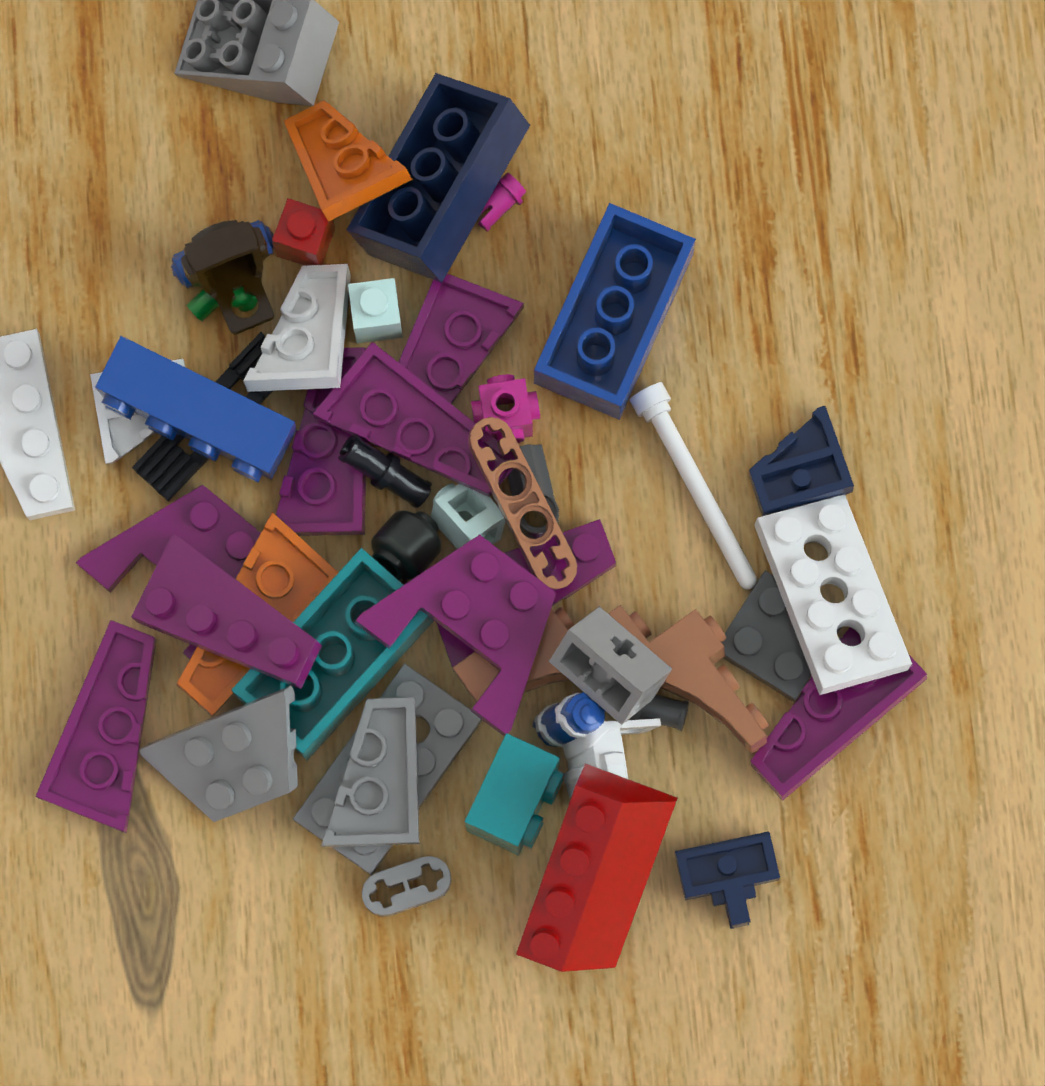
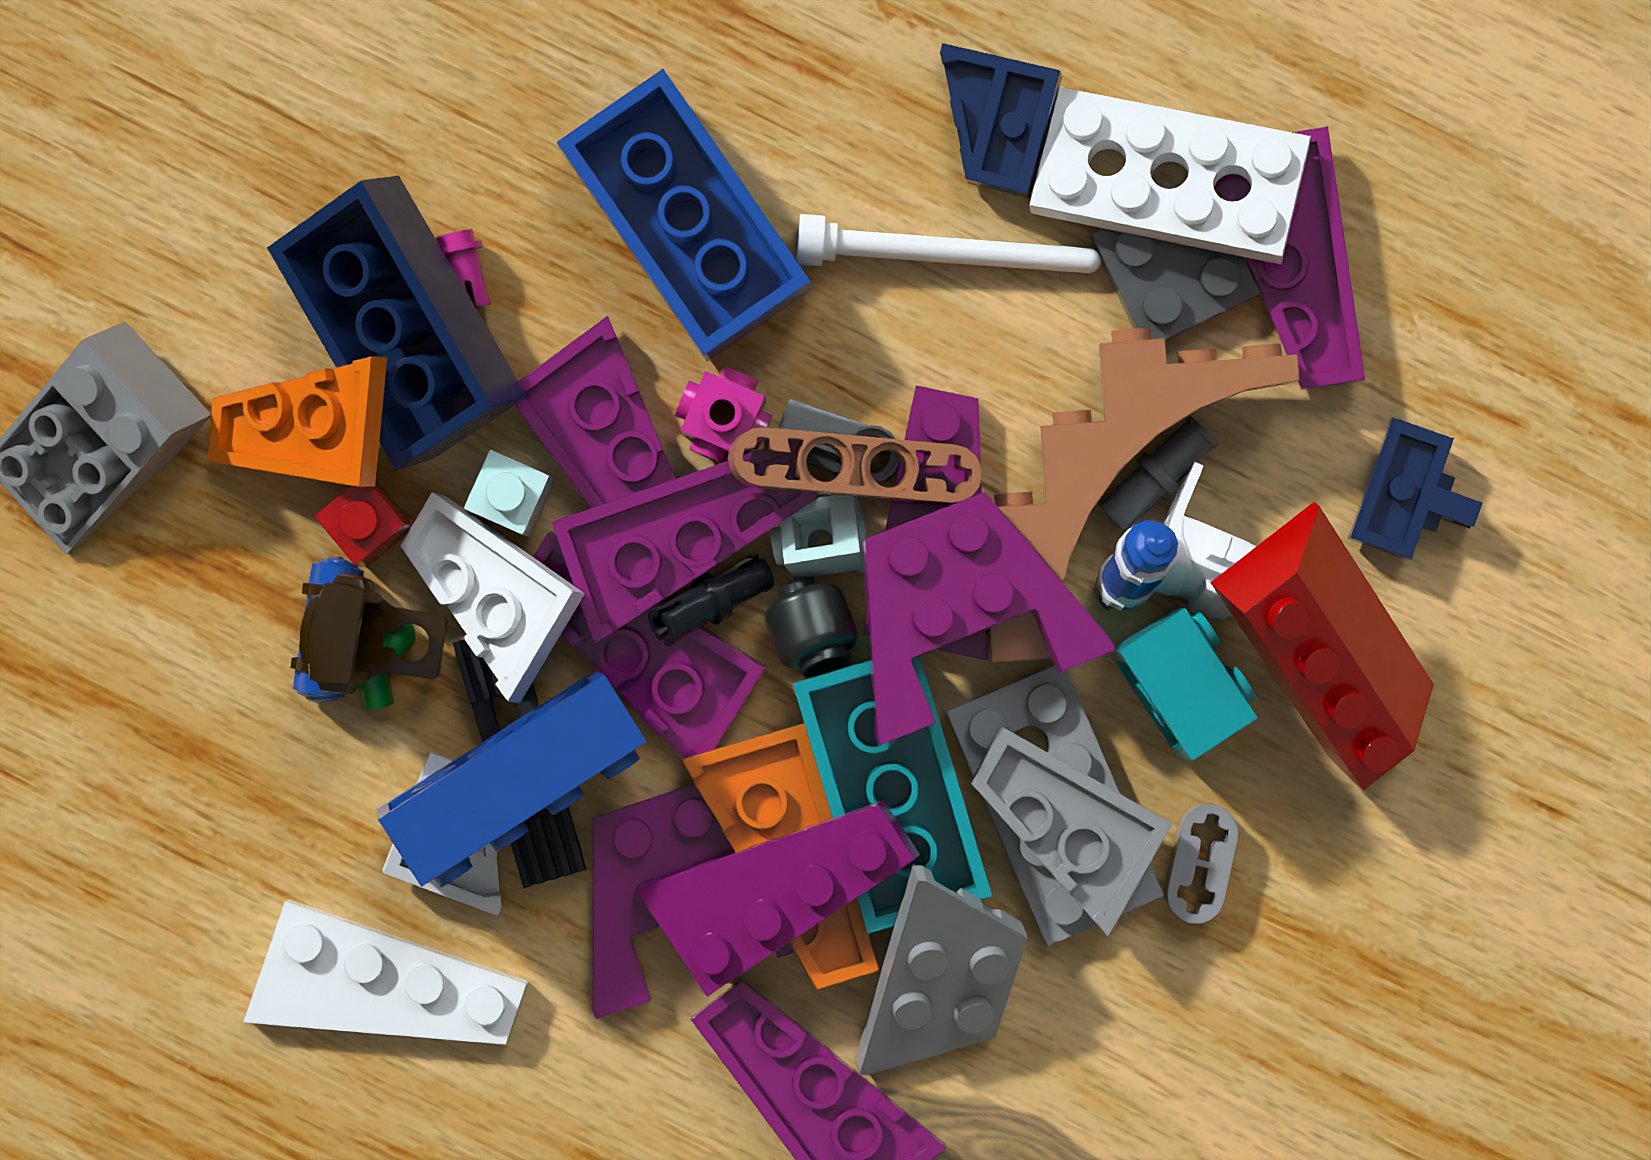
camera: 60 degrees left, 10 degrees up
(610, 665) = (1115, 483): light grey brick -> none

